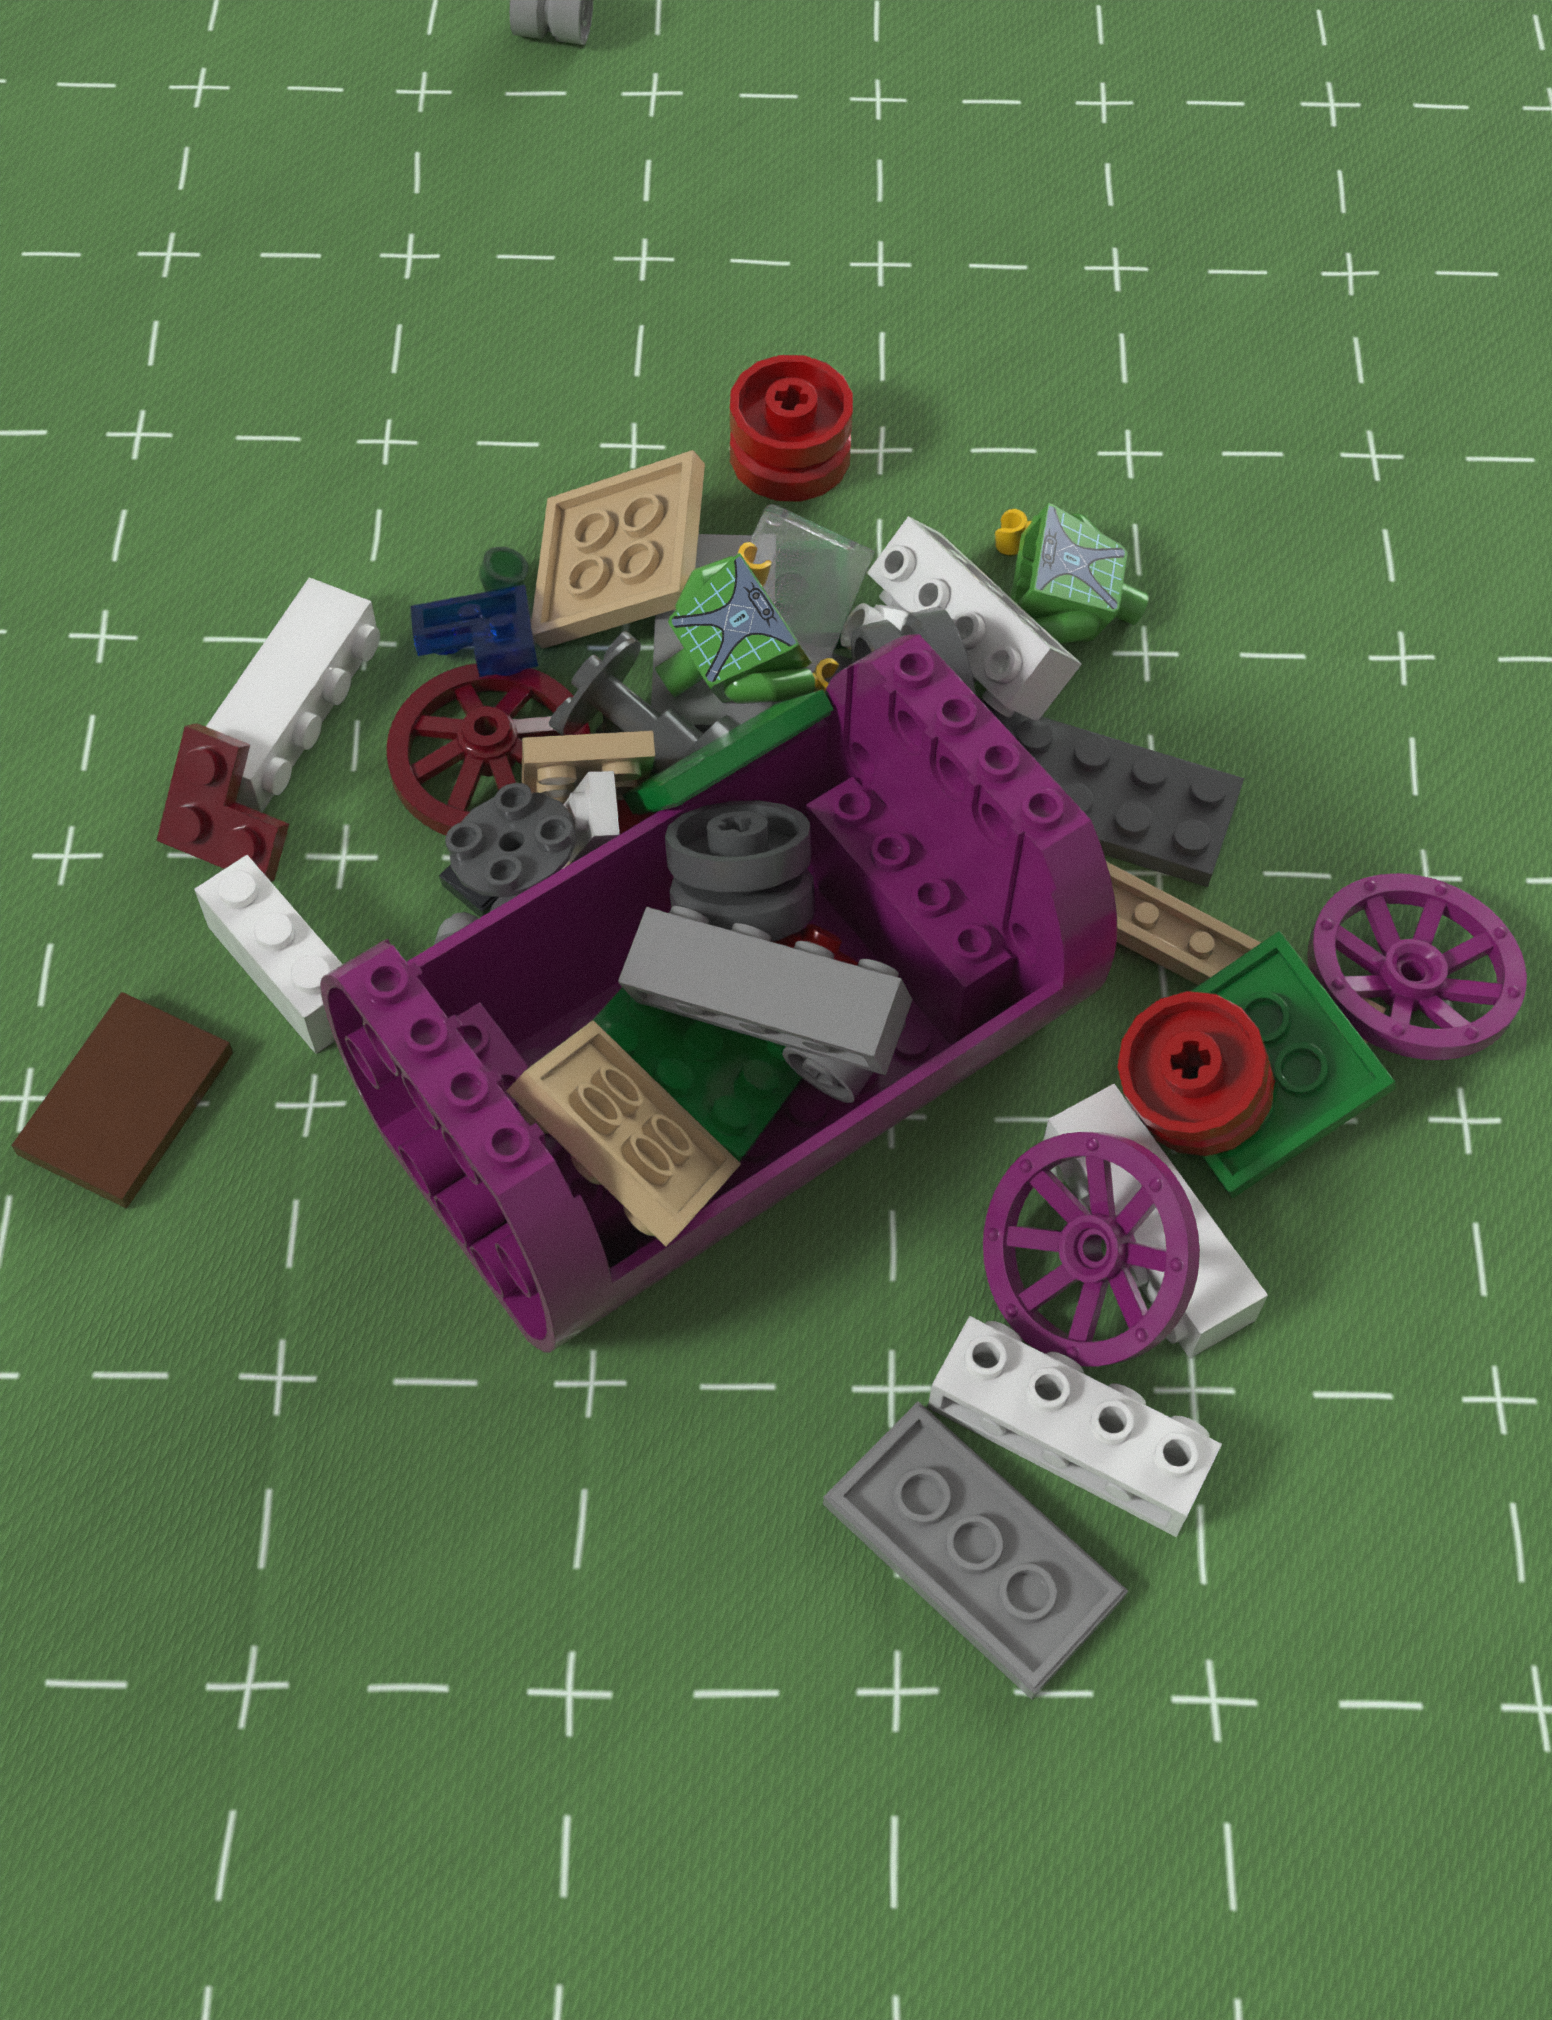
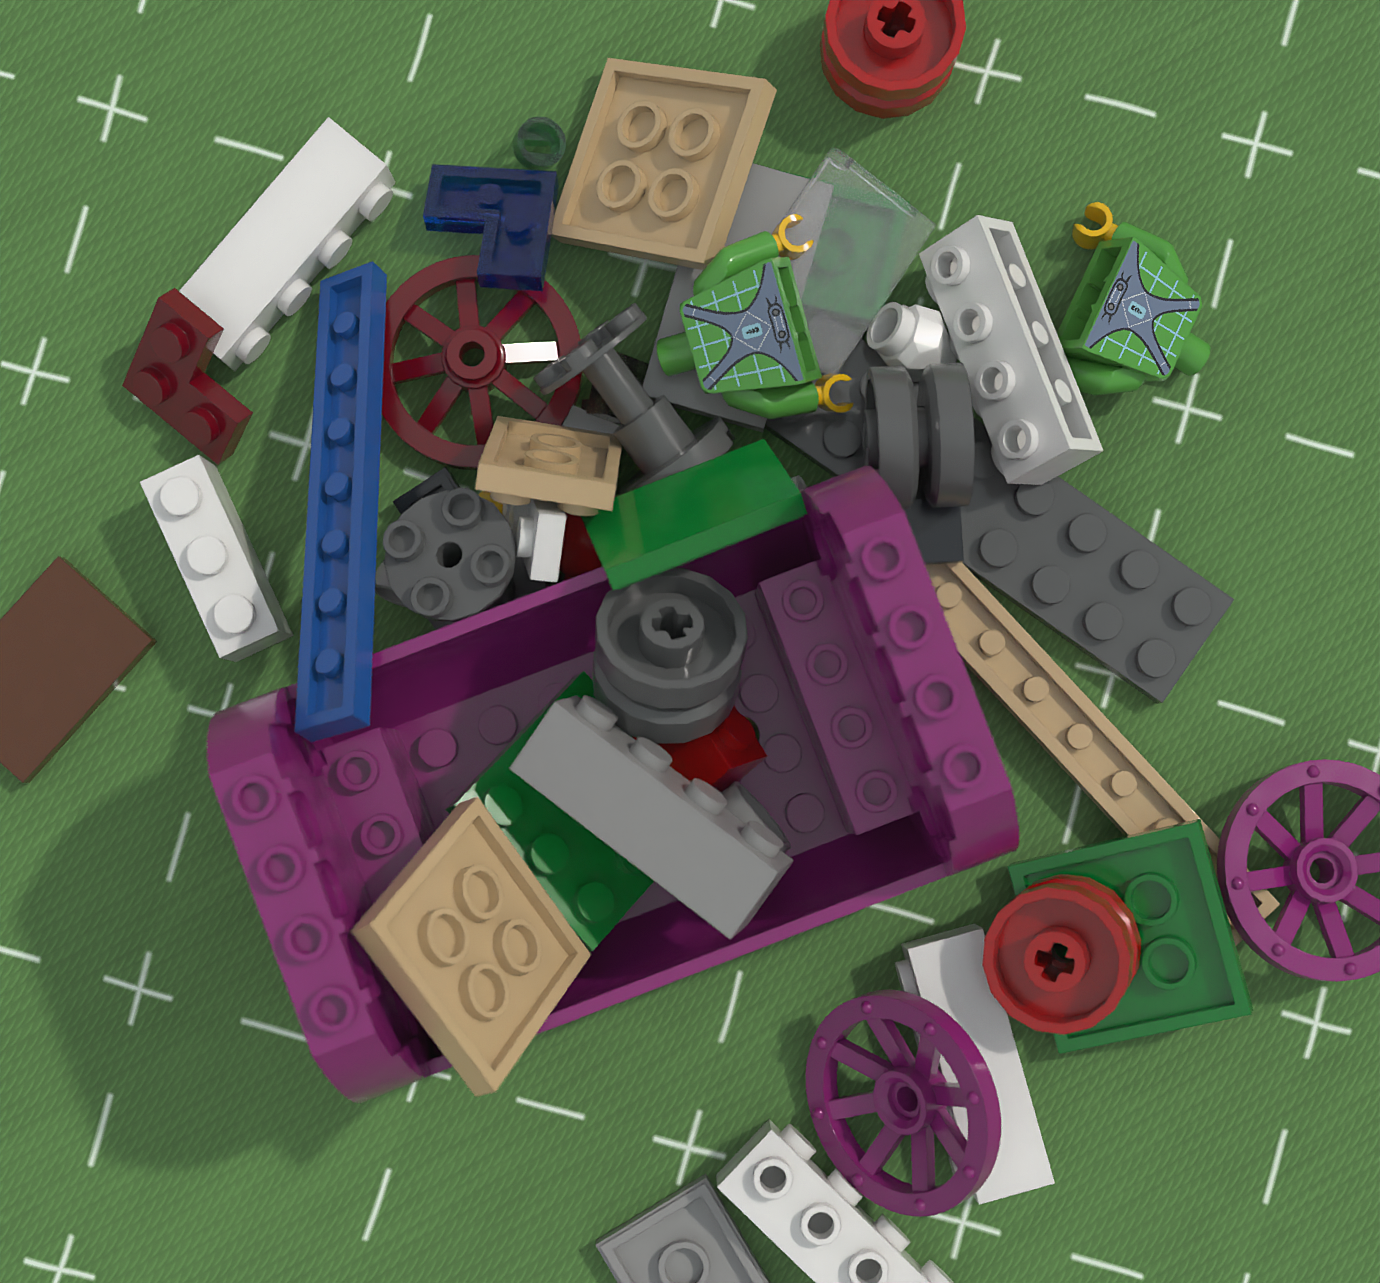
camera: 15 degrees right, 25 degrees up
(400, 838) = (342, 507): none -> blue plate

